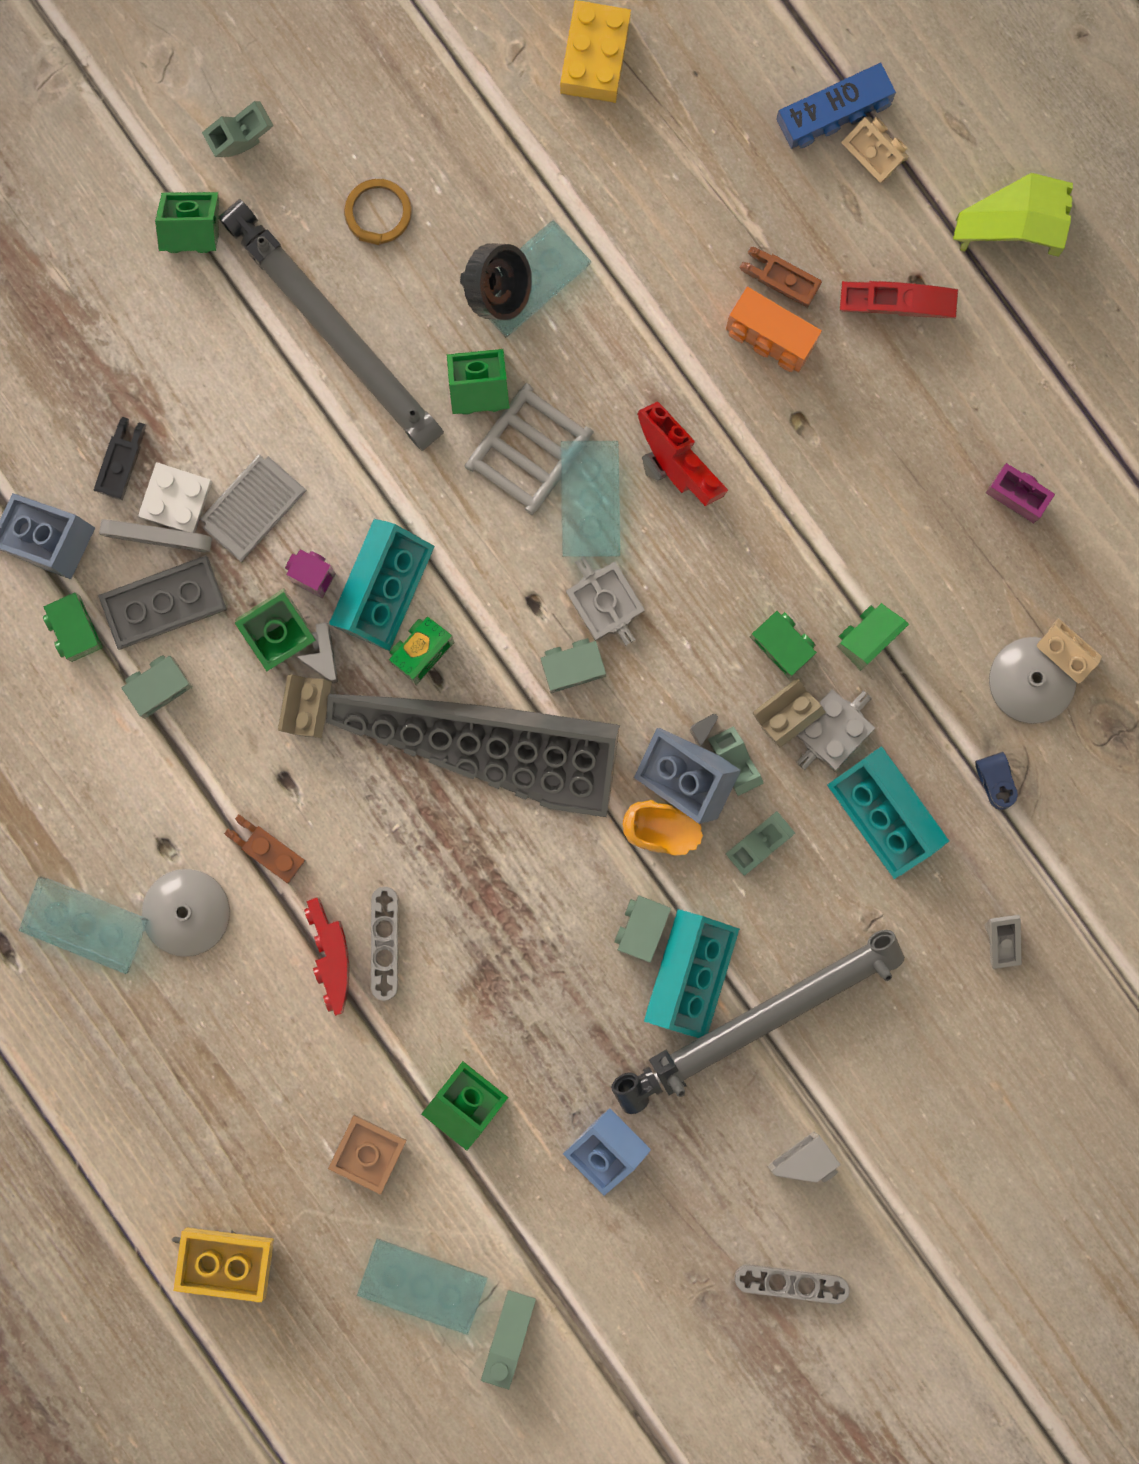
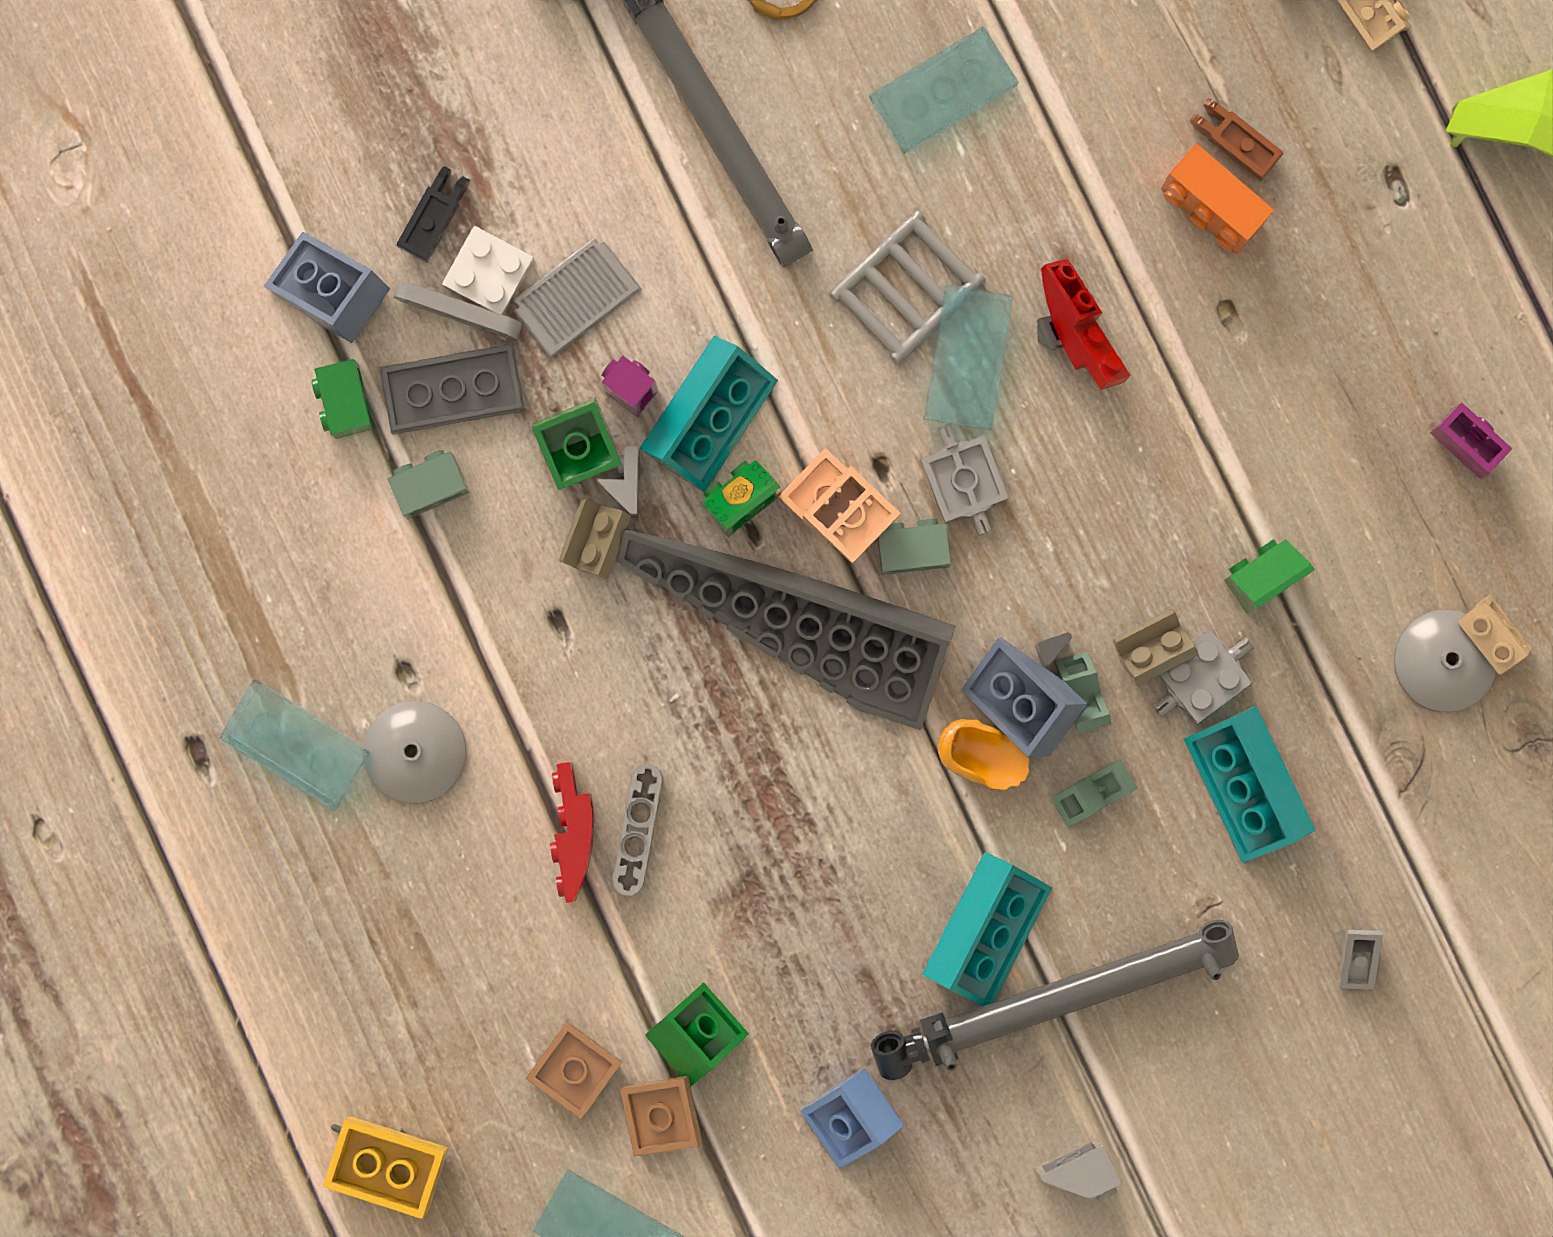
camera: 15 degrees right, 0 degrees up
(267, 850) = (522, 697): dark orange hinge -> none
(447, 1179) = (661, 1116): none -> medium nougat plate
(477, 381) = (862, 198): green slope -> none
(483, 281) = (891, 83): black piece -> none
(504, 642) = (839, 505): none -> light nougat bracket
(643, 928) = (940, 867): sand green brick -> none
(783, 643) = (1163, 566): green brick -> none
(899, 299) = (1370, 189): red slope -> none
(996, 775) = (1383, 762): dark blue piece -> none

